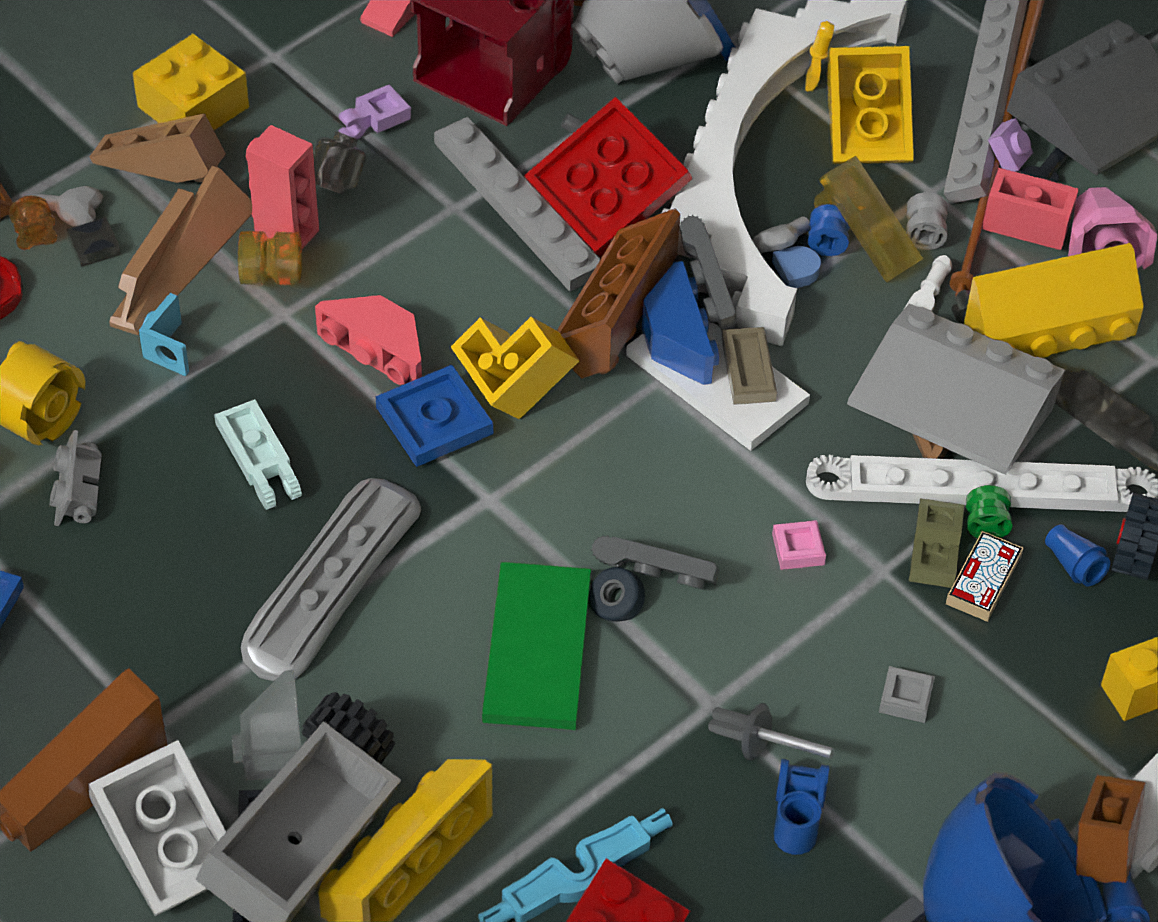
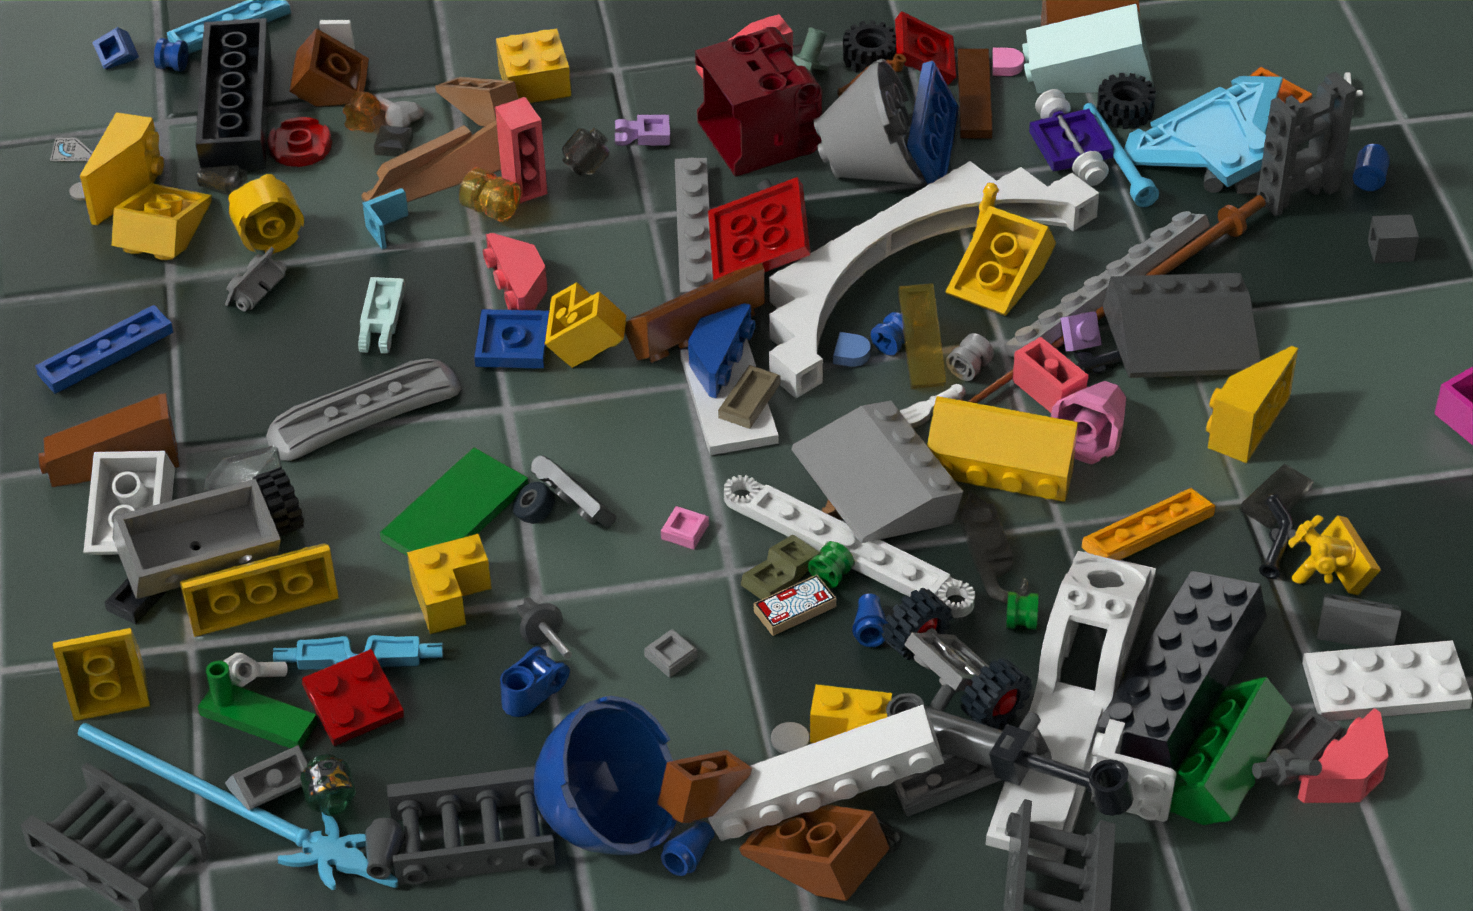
camera: 35 degrees right, 5 degrees down
(606, 736) = (446, 574): none -> yellow brick
(708, 272) = (763, 321): dark grey hinge -> none
(781, 235) = (853, 323): light grey rock -> none
(1102, 726) = (789, 737): none -> light grey piece

